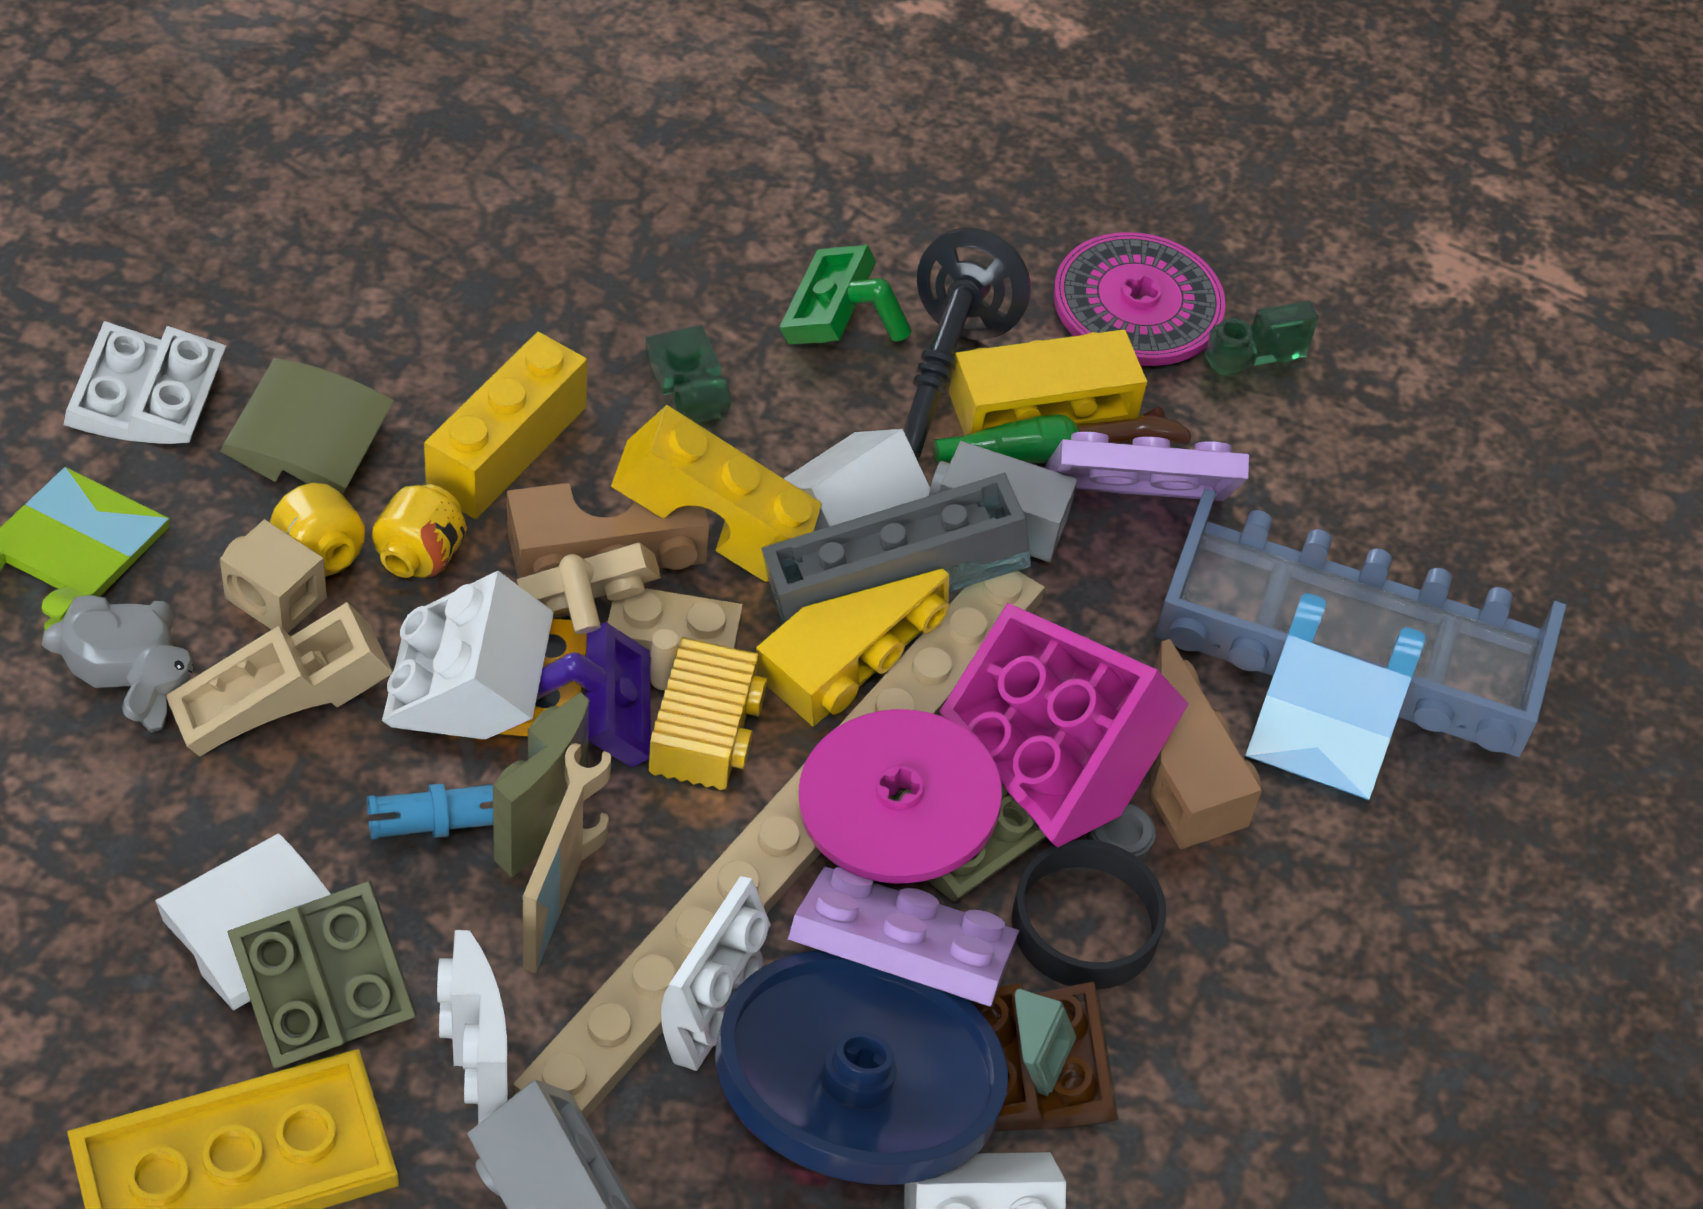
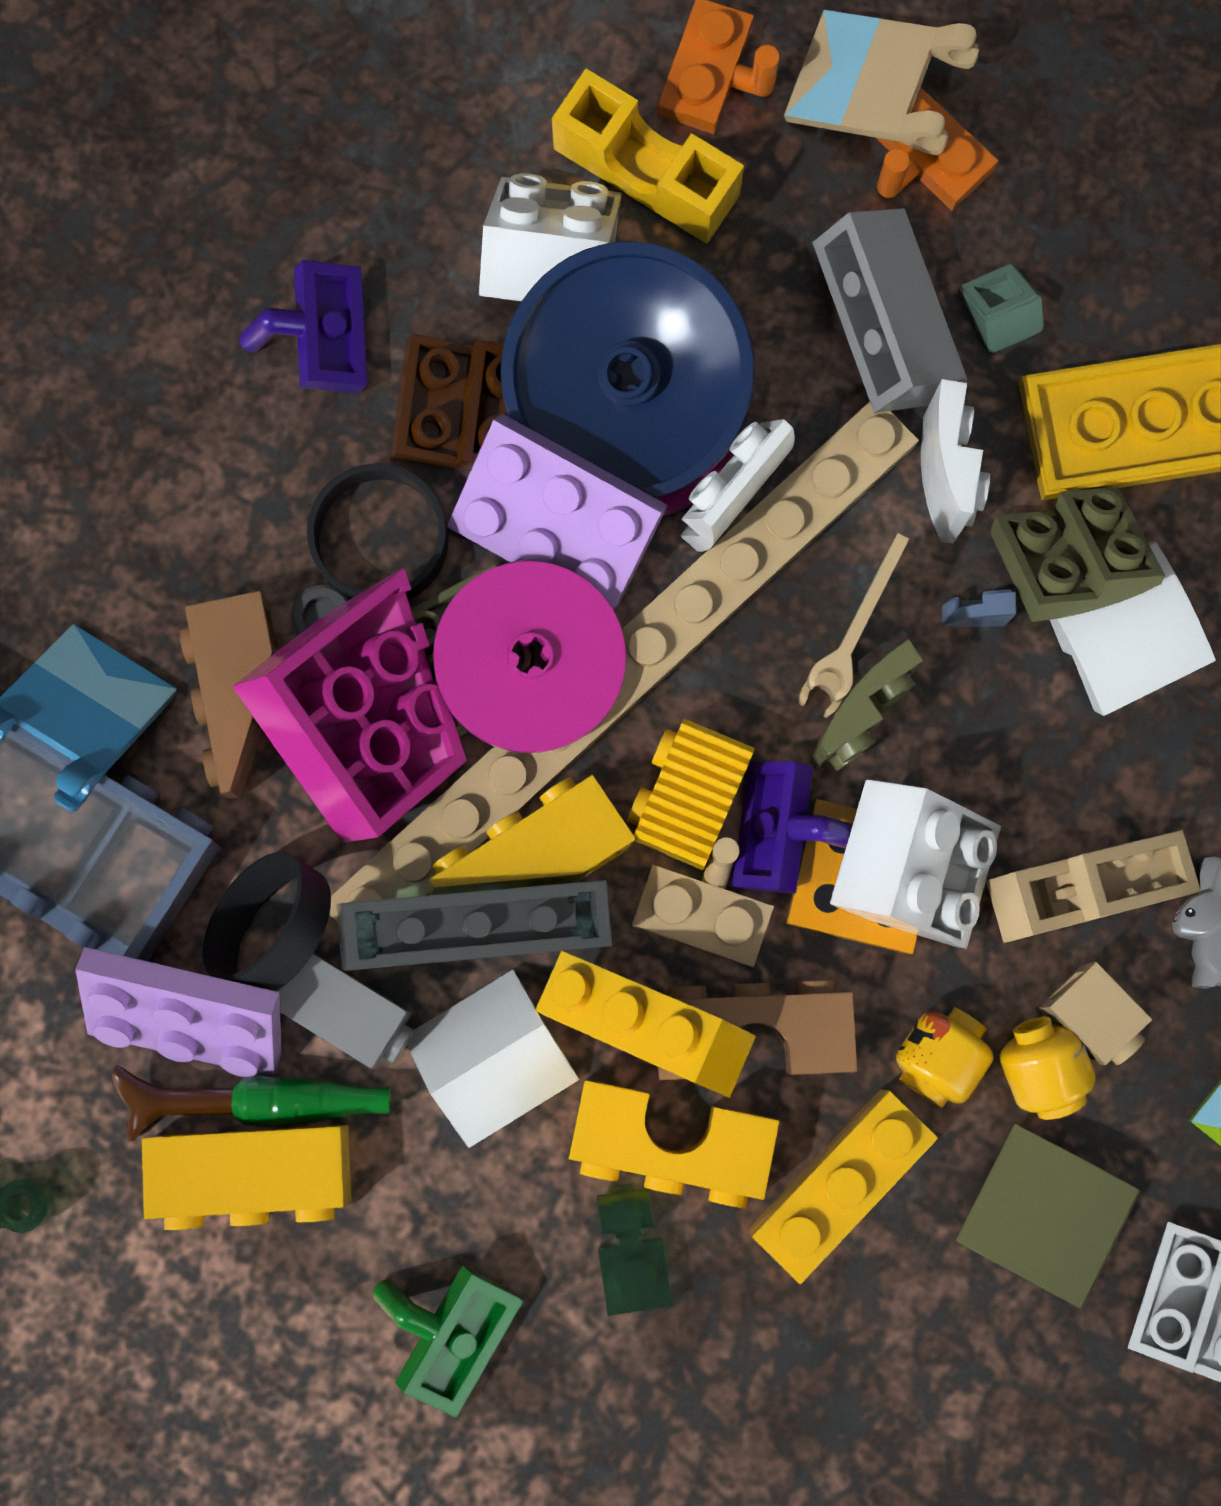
camera: 160 degrees left, 30 degrees up
(421, 918) = (992, 611): none -> sand blue tile
(431, 811) = (956, 724): dark azure pin -> none
(578, 581) = (797, 952): tan plate -> none
(610, 419) = (728, 1160): none -> yellow arch
(951, 309) = (311, 1289): black dish -> none
(1044, 1037) = (462, 388): sand green slope -> none
(1055, 545) = (238, 907): none -> black tyre
(1178, 289) = (50, 1306): piece -> none
(1210, 1104) = (326, 327): none -> dark purple plate

